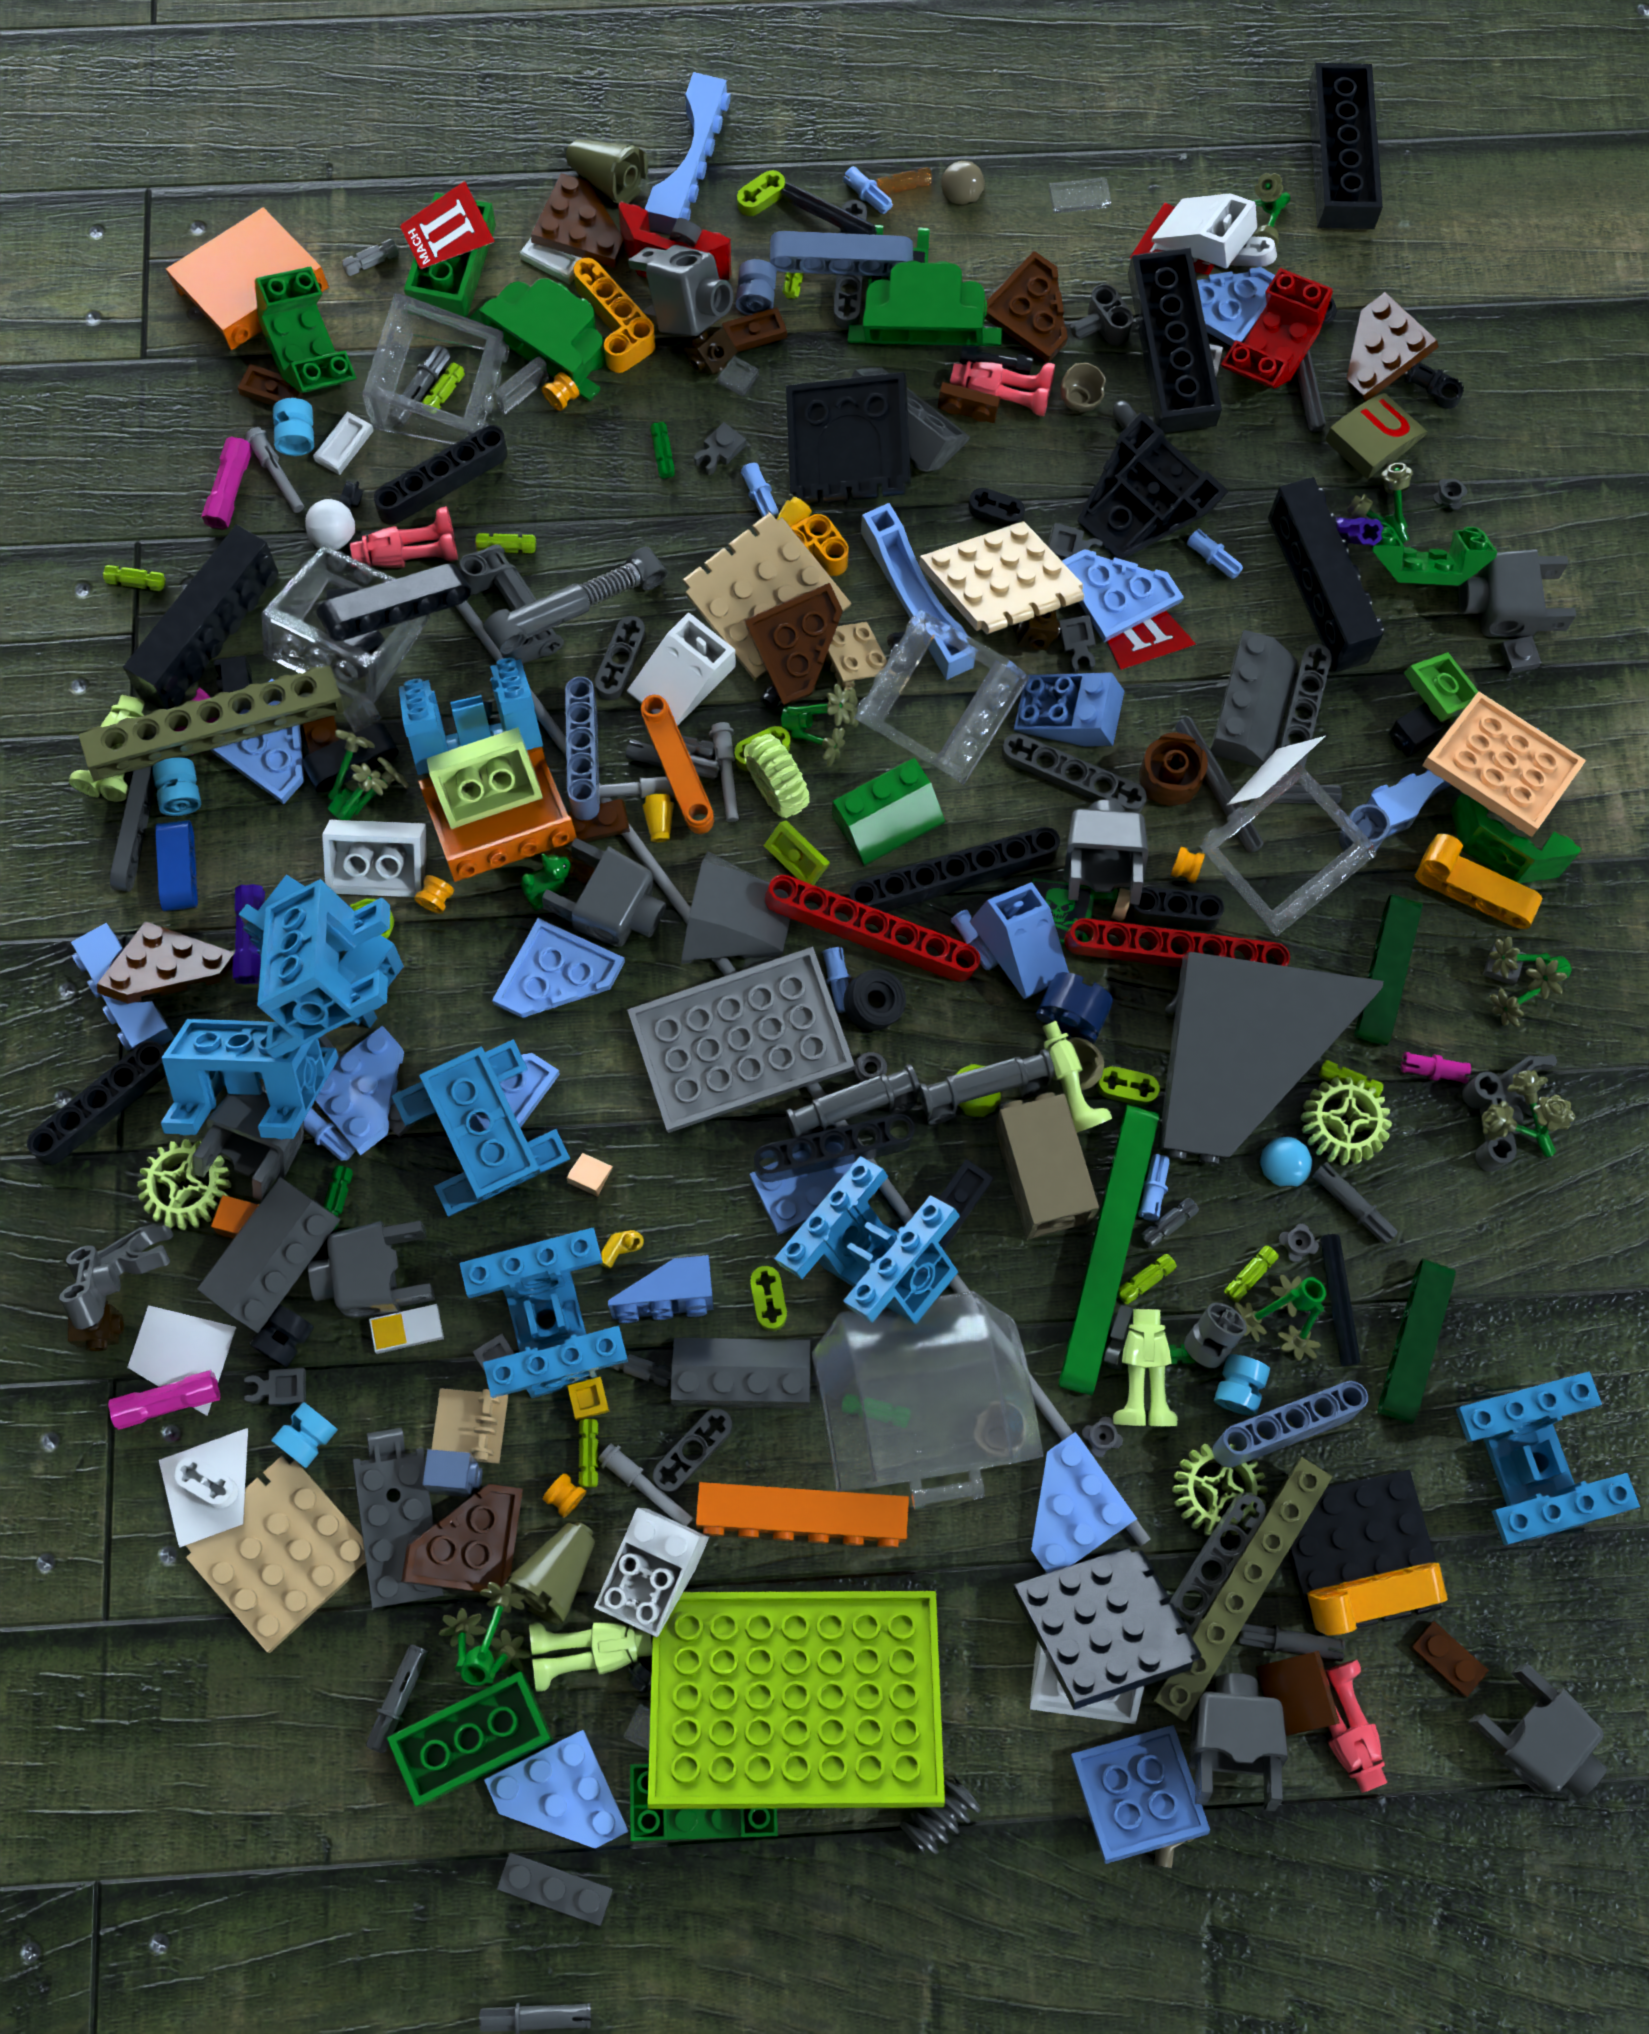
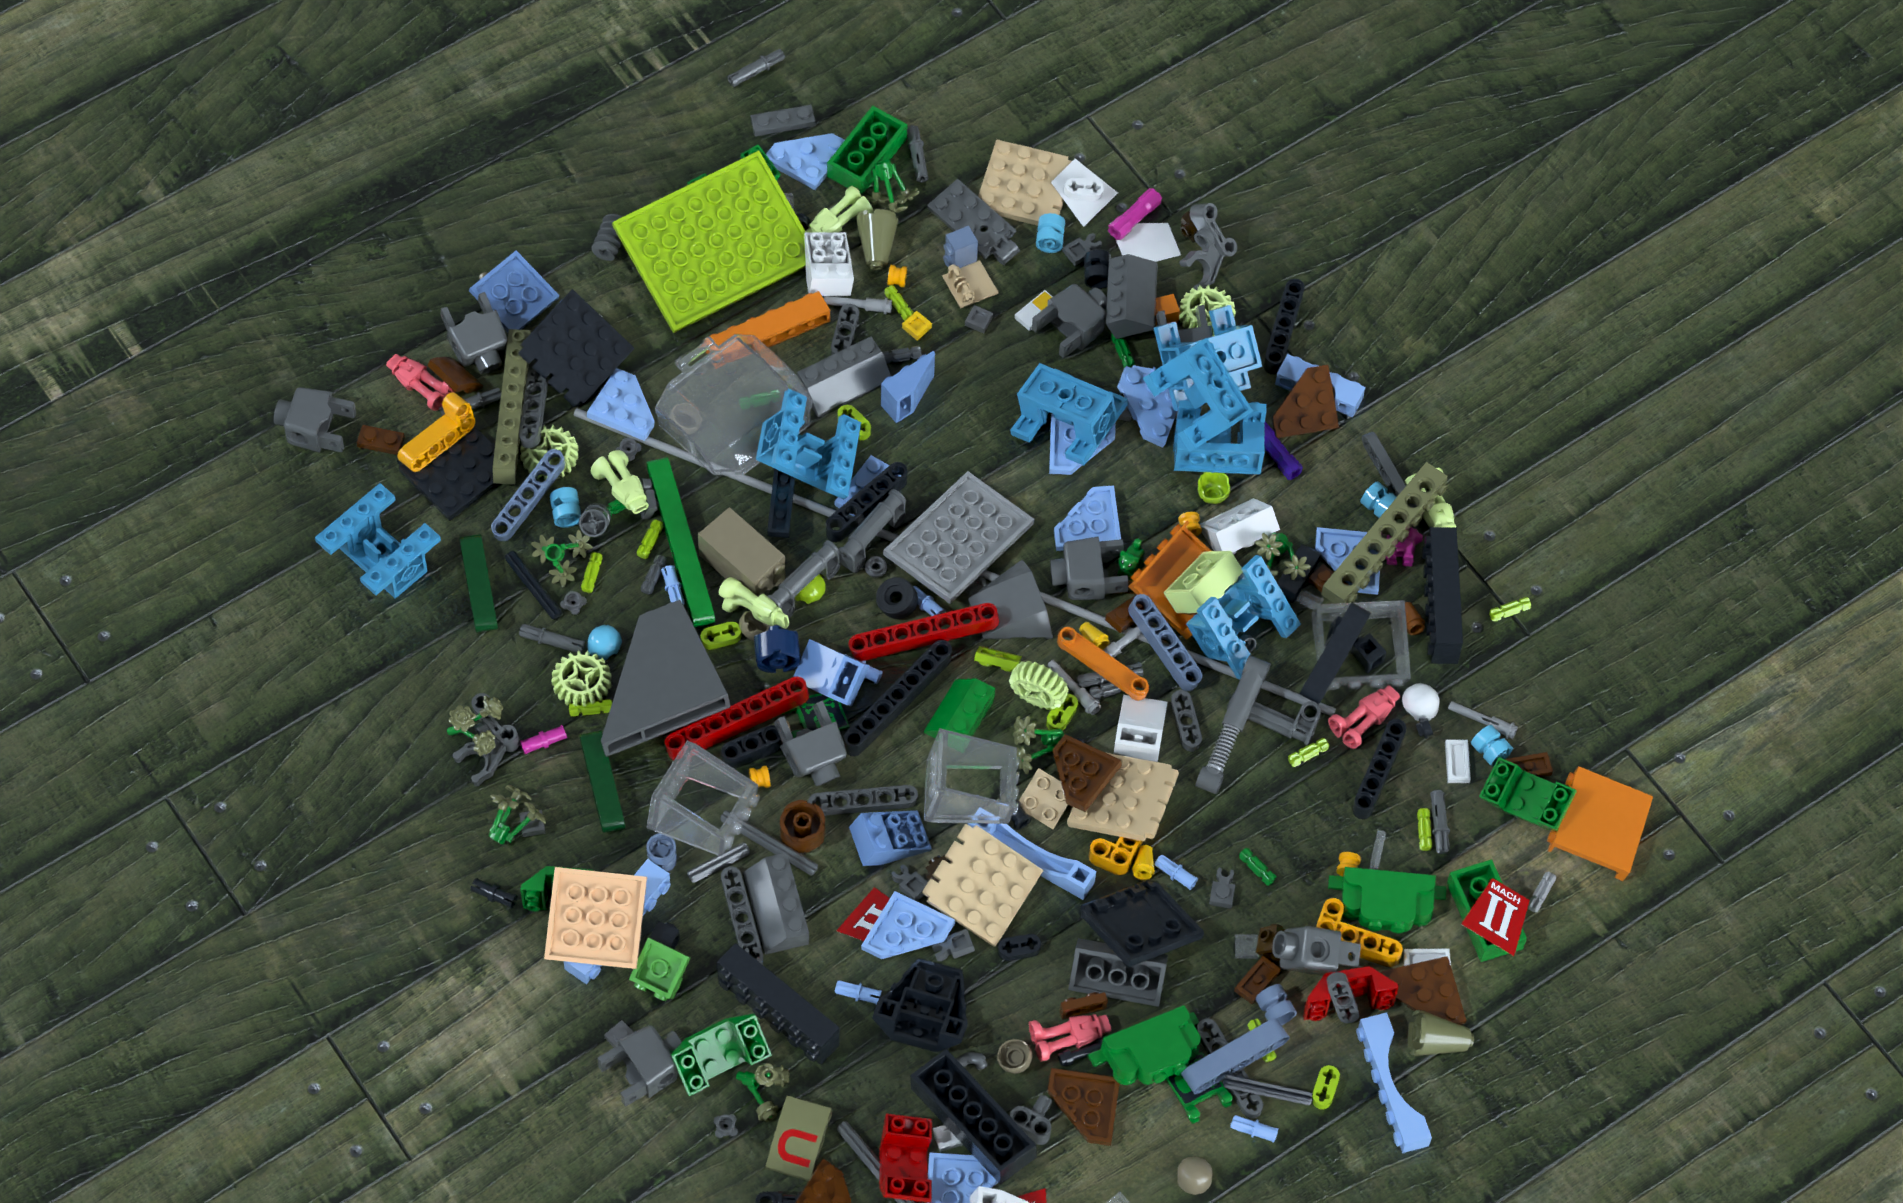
camera: 150 degrees right, 10 degrees down
(176, 865) = (1346, 463): blue beam -> none
(233, 463) = (1509, 704): dark pink axle -> none
(233, 673) = (1398, 578): black brick -> none
(254, 631) = (1414, 621): none -> dark orange cone
(412, 418) = (1462, 855): clear windscreen -> none
(468, 1544) = (927, 227): reddish brown plate -> none
(538, 1284) = (962, 347): dark azure piece -> none
(589, 1174) = (995, 430): light nougat slope -> none
(620, 1243) = (954, 407): yellow arm -> none
(905, 180) = (1235, 1153): clear orange axle -> none
(1273, 769) = (738, 844): white sticker -> none
(1360, 530) = (775, 1033): dark purple axle -> none
(1476, 885) = (598, 857): light orange beam -> none
(1594, 901) = (494, 893): none -> black pin

